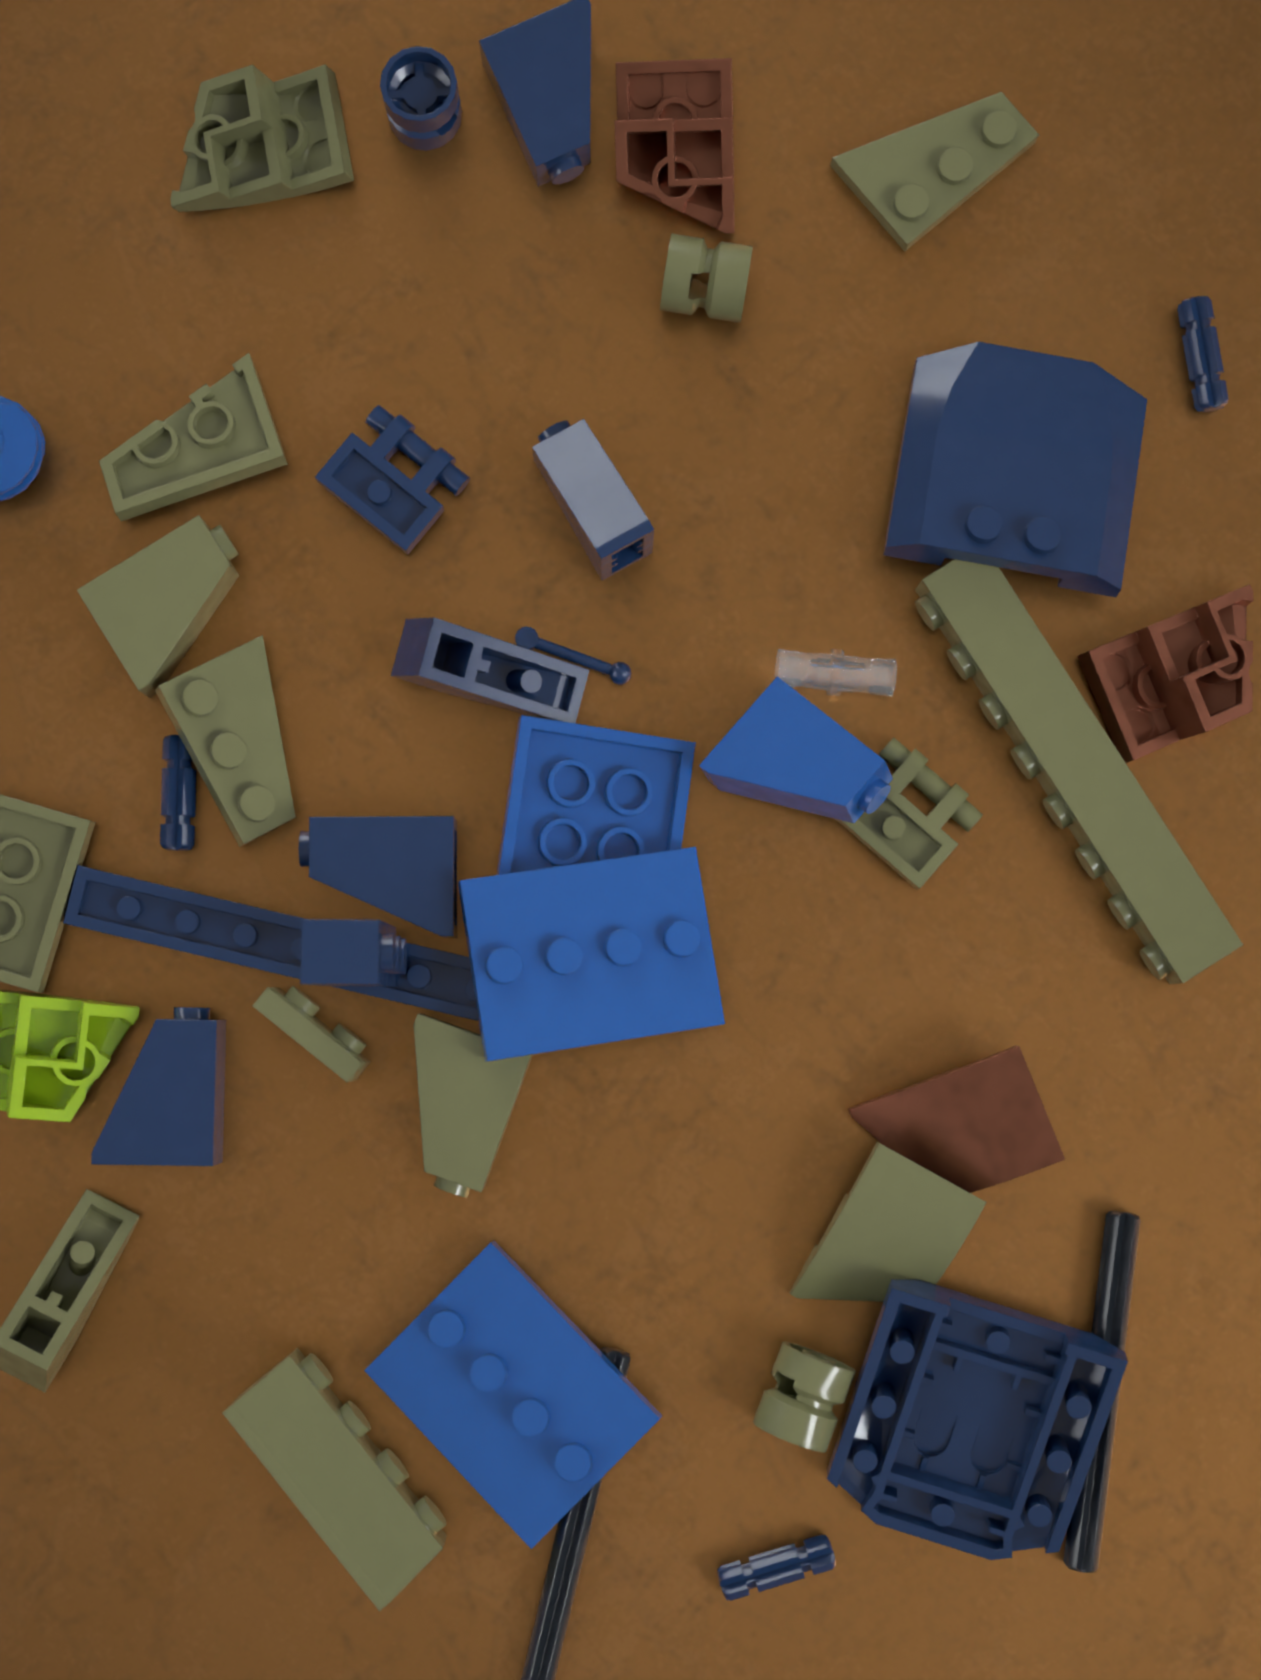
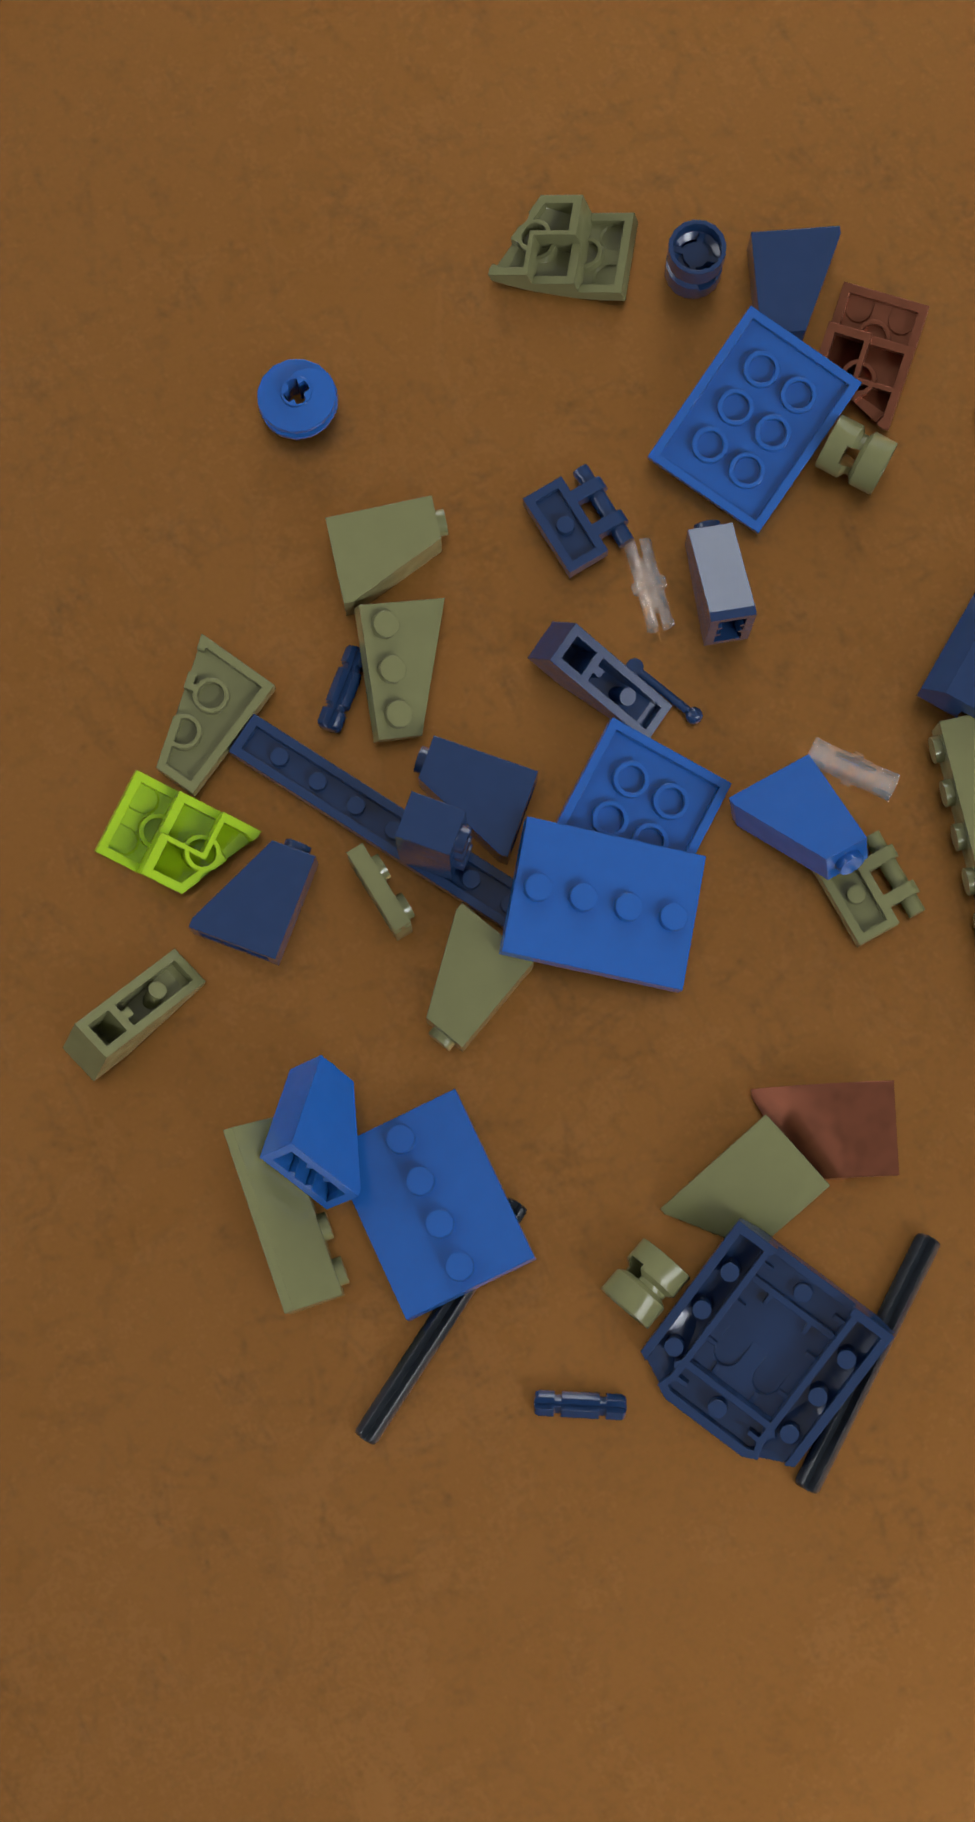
camera: 25 degrees right, 5 degrees down
(199, 448) = (448, 450): olive wing -> none
(339, 1363) = (316, 1133): none -> blue slope
(508, 530) = (649, 585): none -> clear pin
(565, 277) = (754, 419): none -> blue plate

